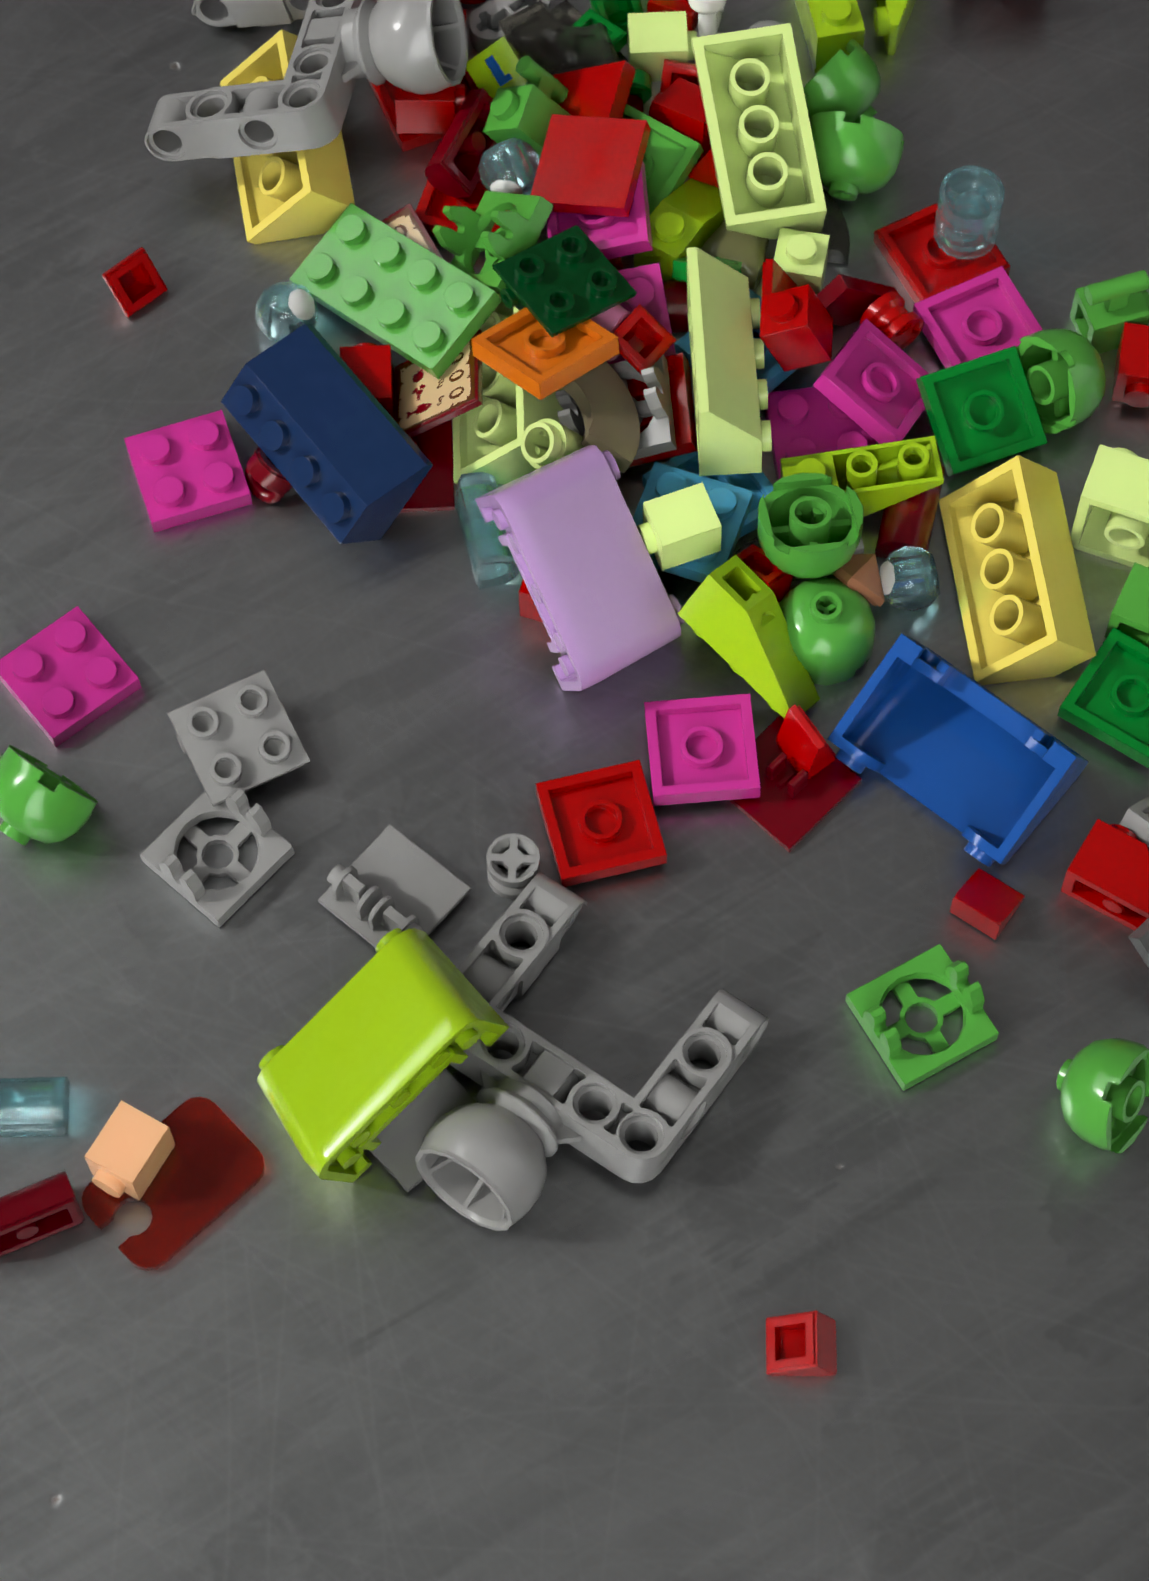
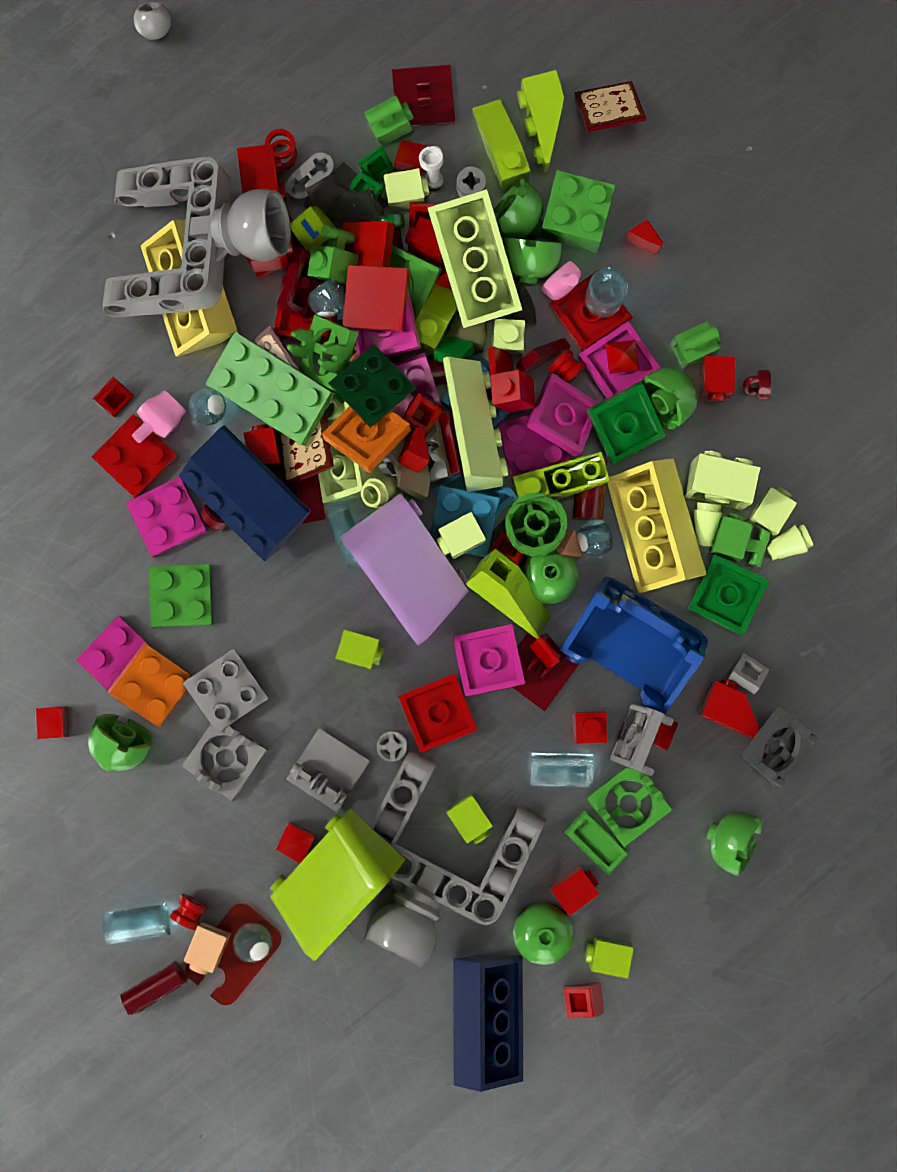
camera: 10 degrees left, 20 degrees up
(107, 1089) = (189, 912): none -> red wheel
(112, 714) = (150, 684): none -> orange plate
(152, 375) = (134, 463): none -> red plate
(189, 592) = (180, 595): none -> bright green plate
(206, 313) = (159, 415): none -> bright pink piece
(211, 1155) = (252, 943): none -> clear light blue piece
(310, 995) = (296, 842): none -> red slope
(479, 705) = (359, 650): none -> lime brick
(619, 1350) = (487, 1021): none -> dark blue slope
(621, 387) = (415, 451): none -> red slope
(633, 1000) = (470, 820): none -> lime brick
(740, 1215) = (543, 933): none -> bright green cylinder
(807, 939) = (561, 769): none -> clear light blue brick
(807, 1142) = (575, 889): none -> red brick
(856, 1075) = (596, 842): none -> bright green tile
(857, 1266) = (609, 956): none -> lime brick
(866, 874) = (589, 727): none -> red brick
(896, 195) = (561, 281): none -> bright pink piece
(938, 100) = (577, 211): none -> bright green brick
(944, 893) = (642, 738): none -> light grey piece
(986, 313) = (622, 356): none -> red slope
(1041, 153) = (645, 237): none -> red slope
(1104, 578) = (706, 522): none -> yellowish green cone

